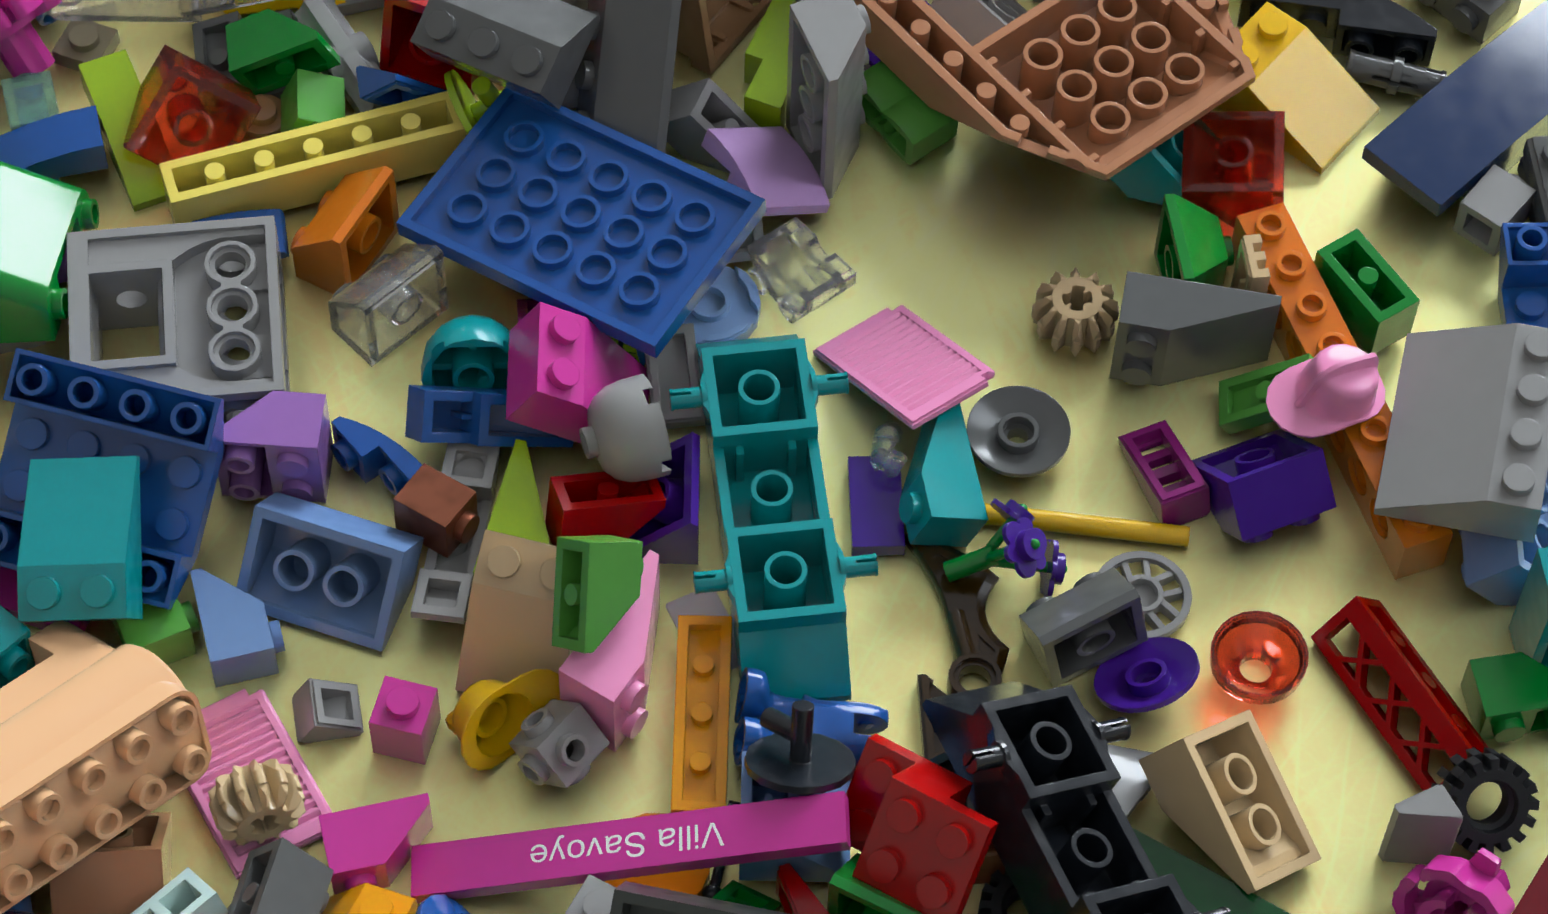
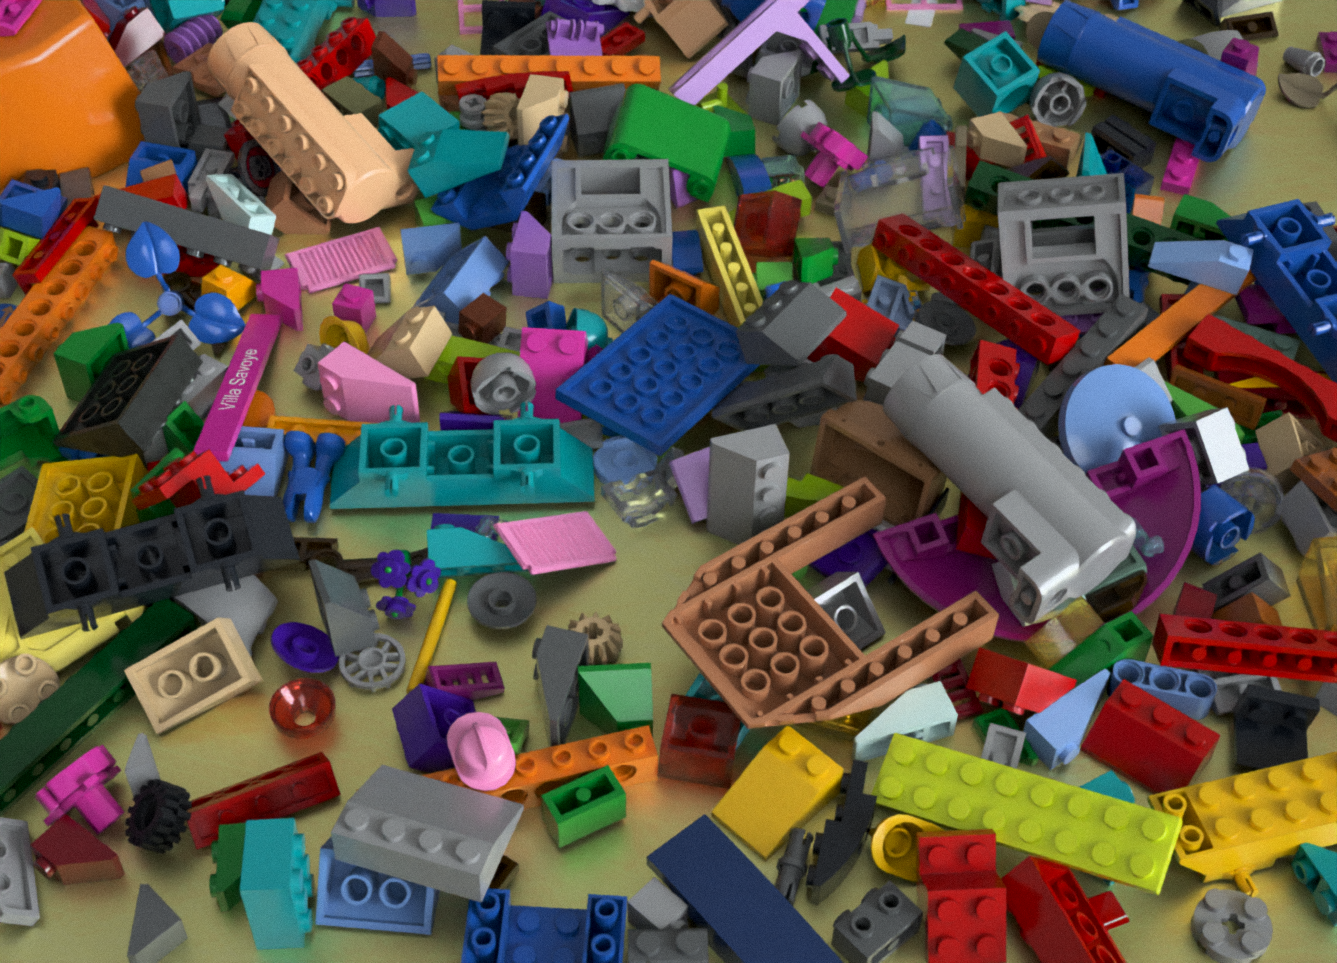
camera: 95 degrees right, 10 degrees down
(256, 801) = (310, 244): tan gear -> none
(372, 454) = (531, 297): blue slope -> none
(593, 588) = (386, 345): bright green slope -> none
(795, 757) = (263, 443): black shield -> none
(1250, 266) = (592, 710): tan tile -> none

